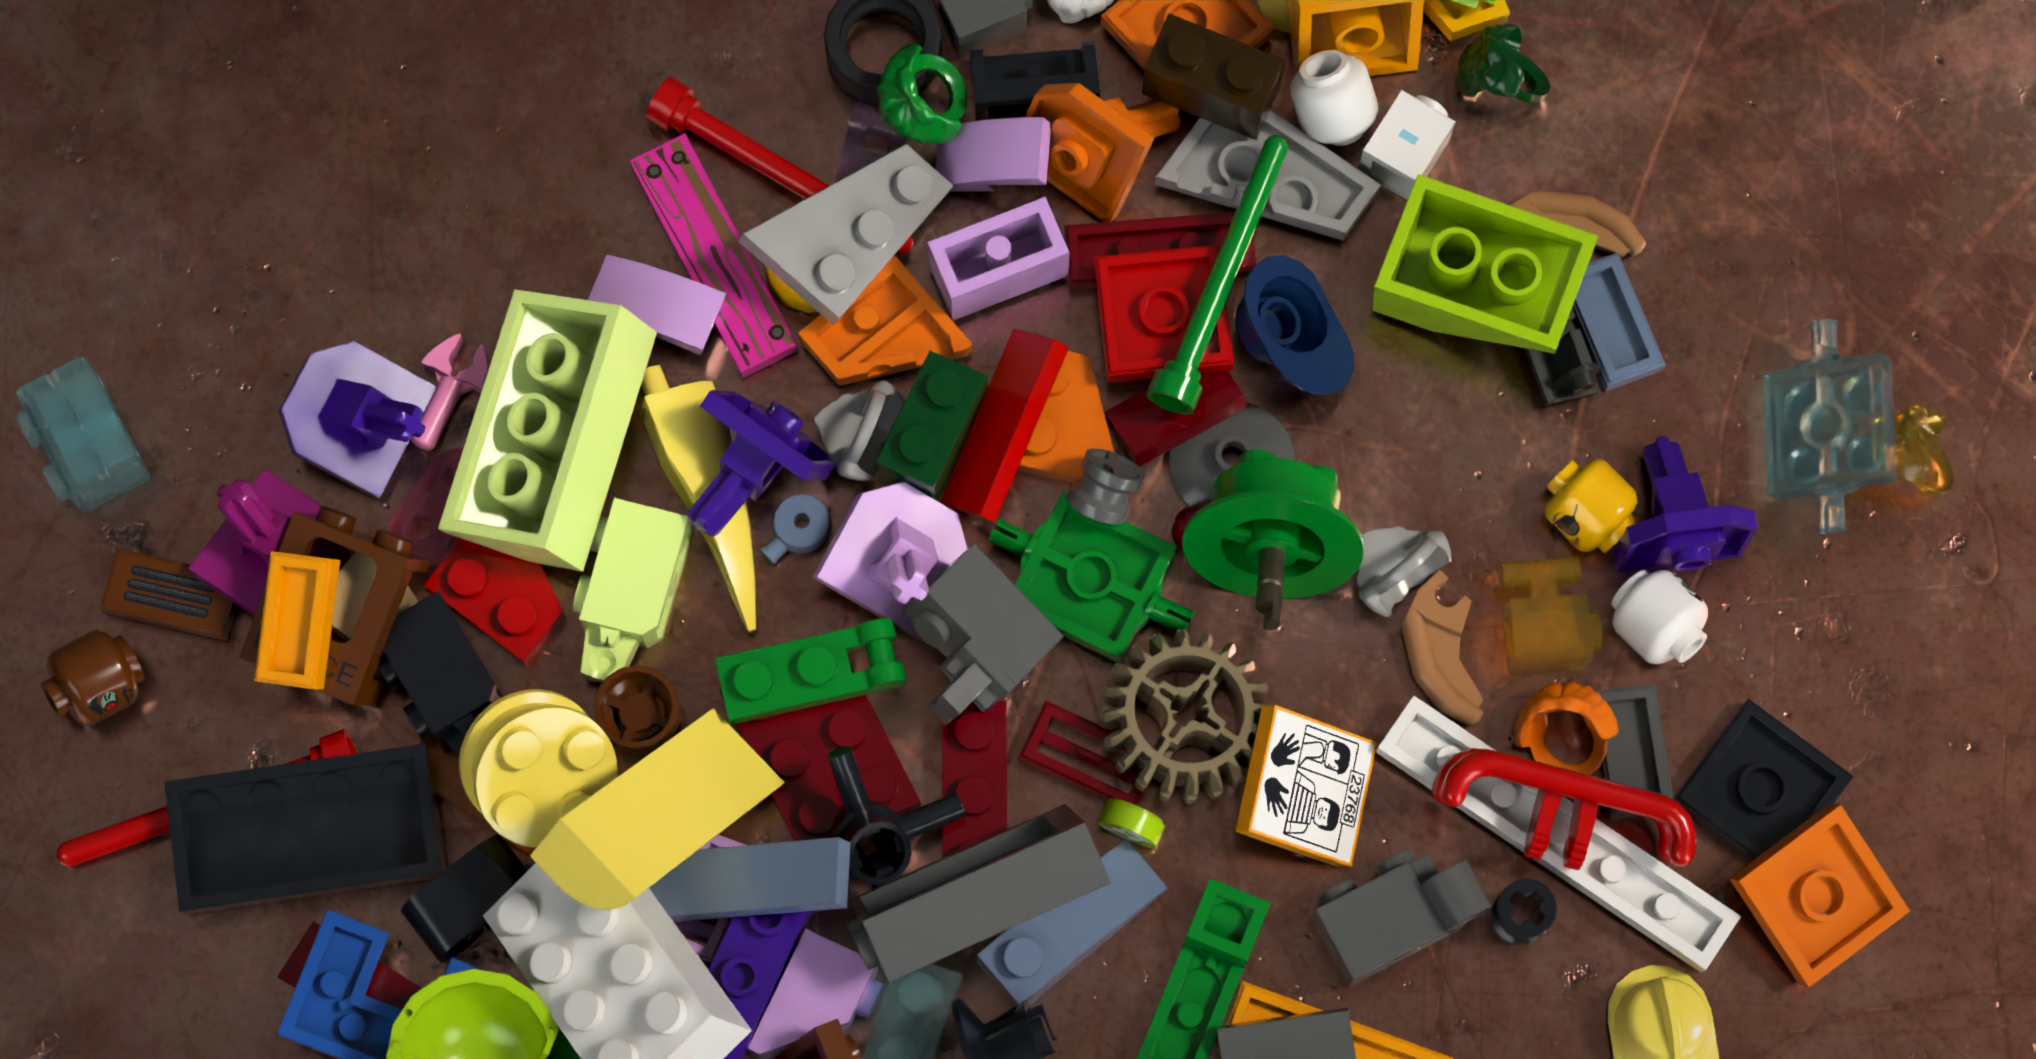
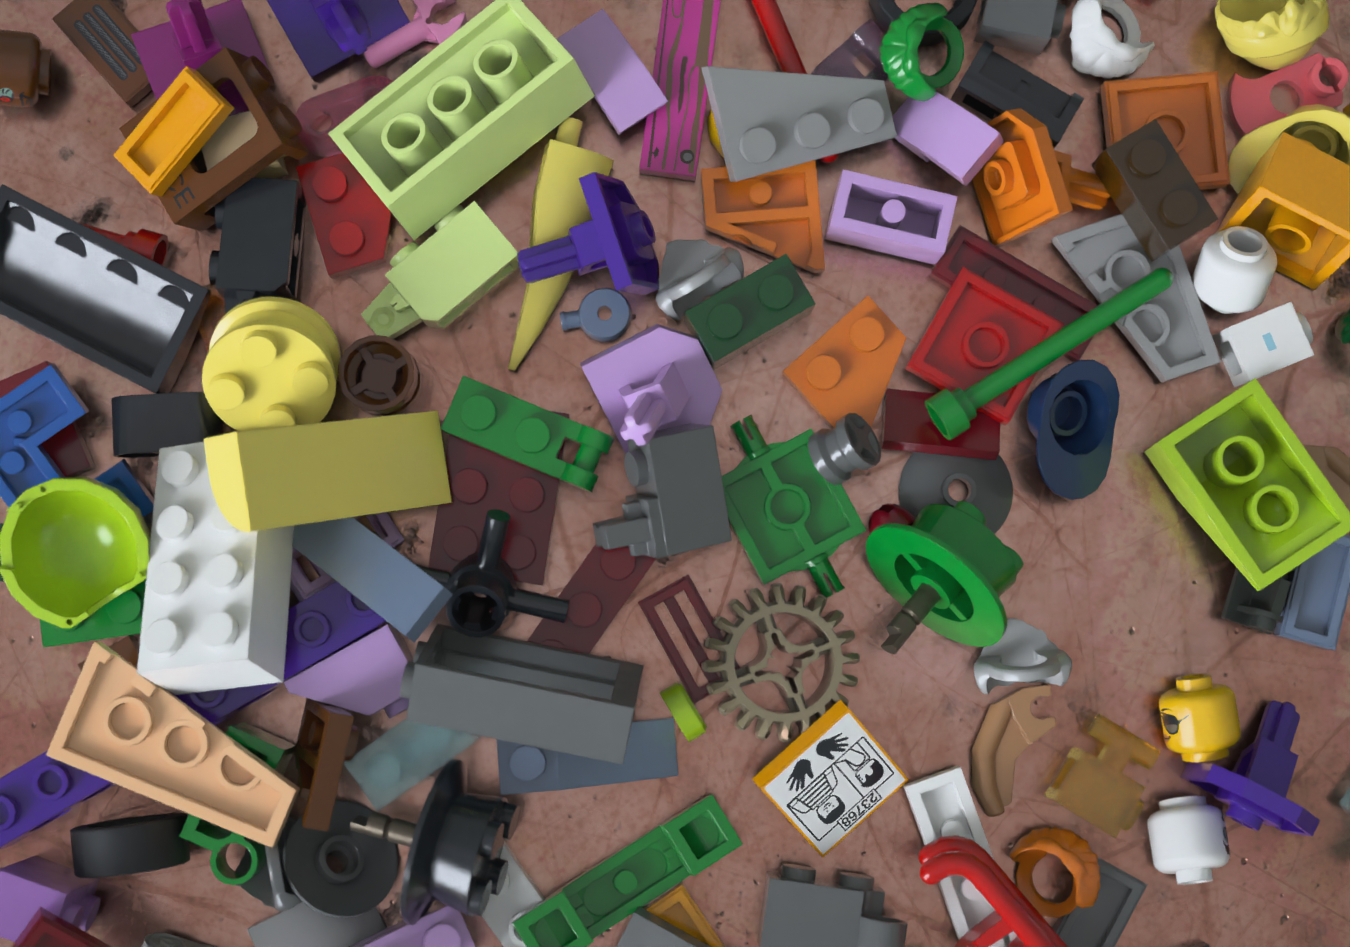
camera: 30 degrees right, 10 degrees up
(1004, 424) = (804, 347): red tile -> none

